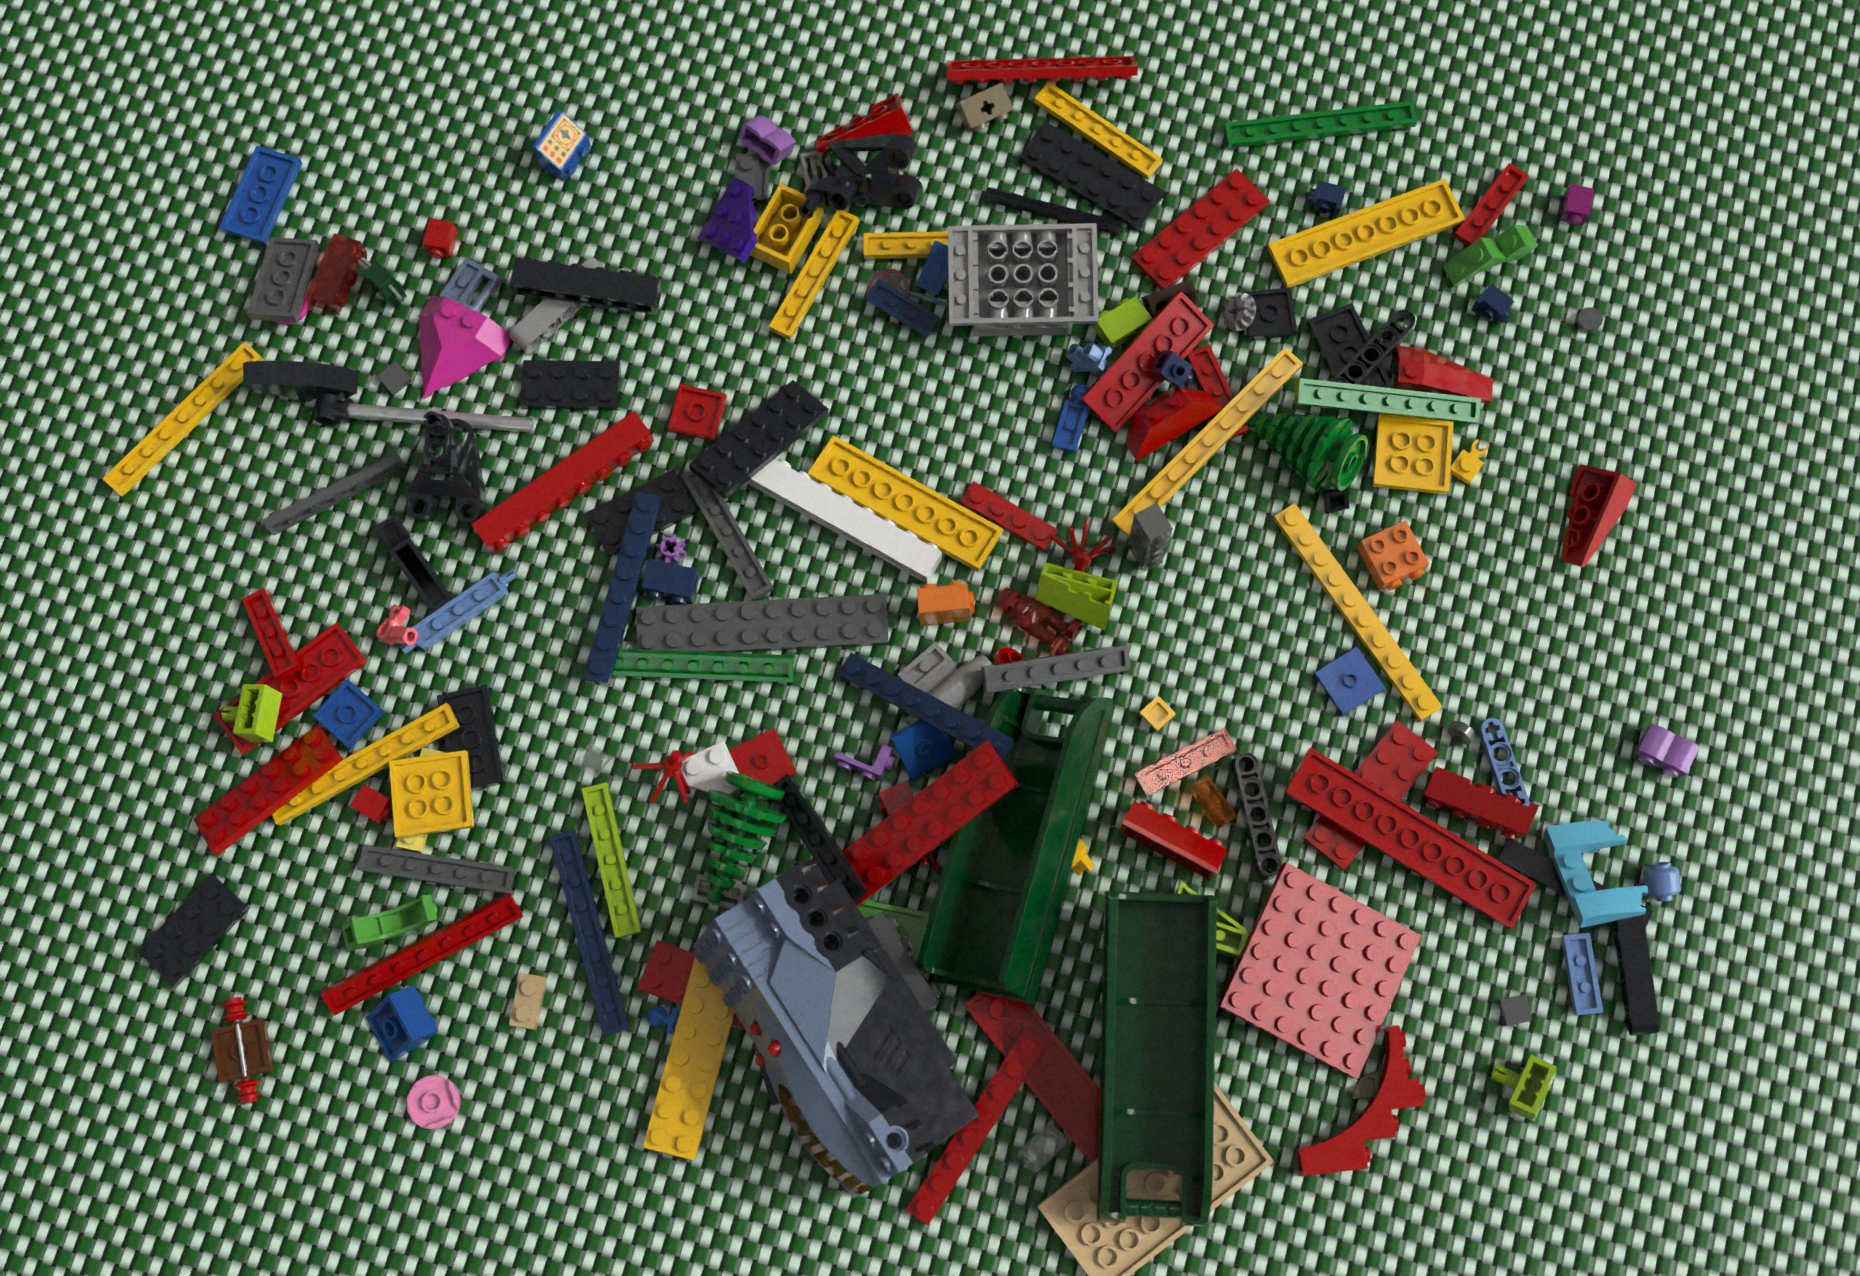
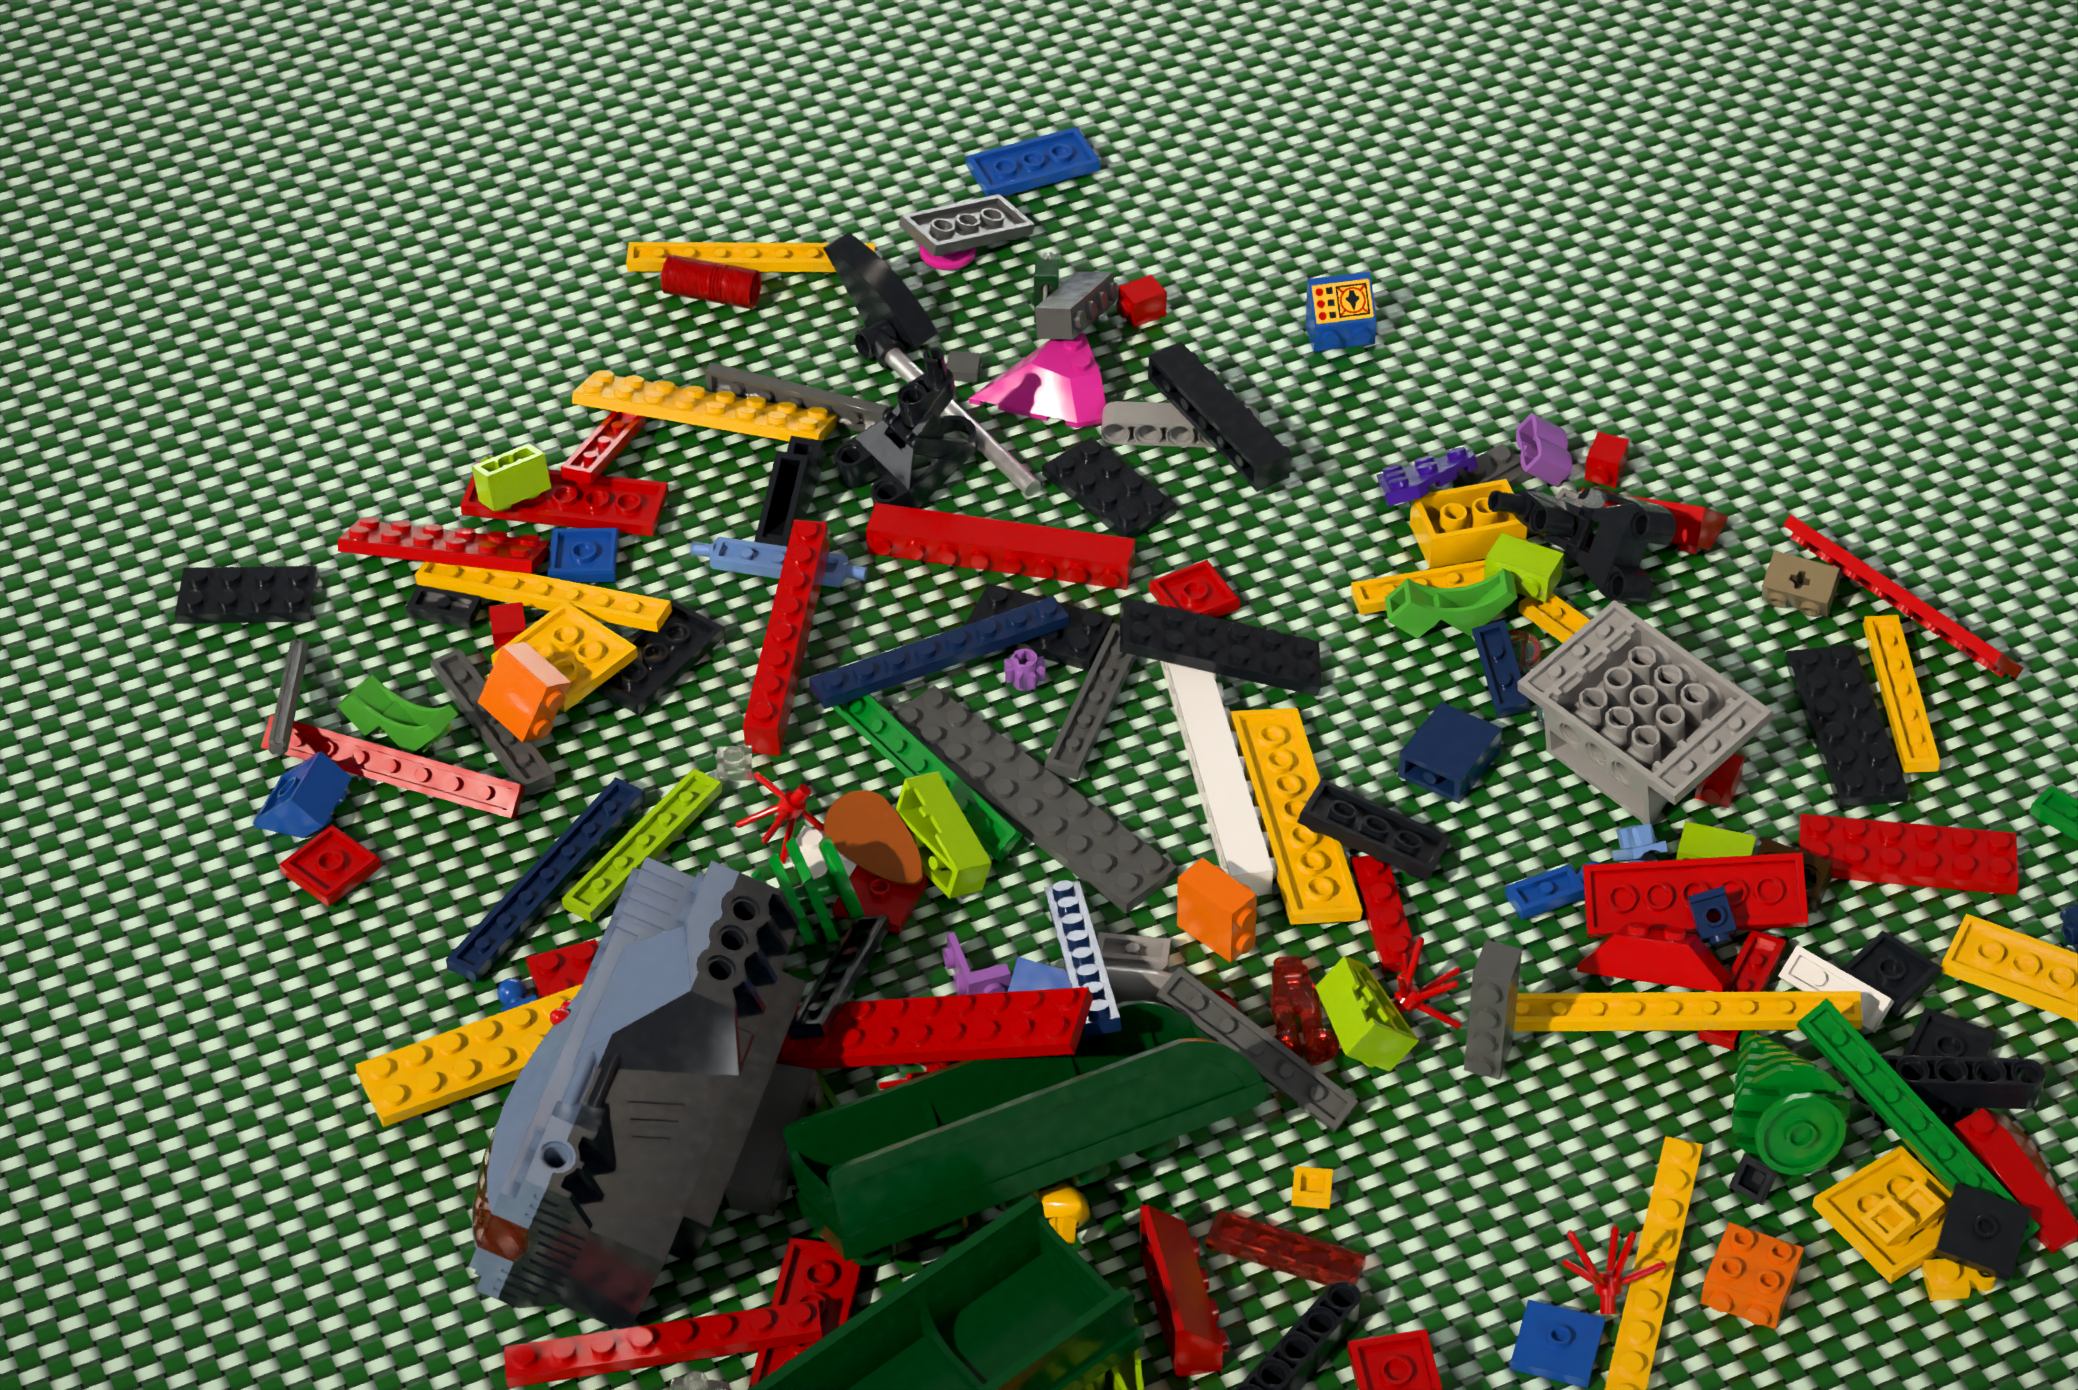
camera: 45 degrees right, 30 degrees down
(183, 461) = (704, 281): none -> red piece
(242, 1050) = (157, 703): reddish brown plate -> none
(292, 552) = (703, 408): none -> yellow plate
(316, 825) = (444, 606): none -> black plate
(317, 975) = (288, 697): none -> dark grey axle
(336, 274) = (1014, 257): clear red brick -> none
(393, 632) = (709, 527): coral bar -> none
(419, 282) = (1075, 305): none -> dark grey brick
(433, 1102) = (243, 882): bright pink tile -> none
(448, 843) = (524, 692): none -> orange brick
(467, 280) = (1121, 347): sand blue plate -> none
(468, 1045) = (330, 865): none -> red plate
(528, 1001) = (424, 883): tan plate -> none
(531, 658) = (786, 637): none -> red brick
(670, 582) = (991, 691): dark blue brick -> none
(728, 737) = (874, 837): none -> dark orange shield
(761, 703) = (944, 837): none -> lime wedge
(802, 114) = (1606, 459): none -> red brick
(843, 288) = (1420, 607): none -> bright green arch
(849, 233) = (1533, 566): none -> lime brick
(935, 386) = (1450, 752): none -> dark blue brick
(959, 476) = (1374, 830): none -> black plate
(1052, 210) = (1774, 730): black axle -> none
(1212, 801) = (1267, 1305): clear orange plate -> none
(1244, 317) = (1855, 940): light grey gear -> none
(1256, 348) = (1814, 974): none -> white plate
(1340, 627) = (1608, 1282): none -> red plant
(1423, 455) = (1904, 1215): none -> yellow slope
(1465, 429) = (1982, 1232): none -> black plate

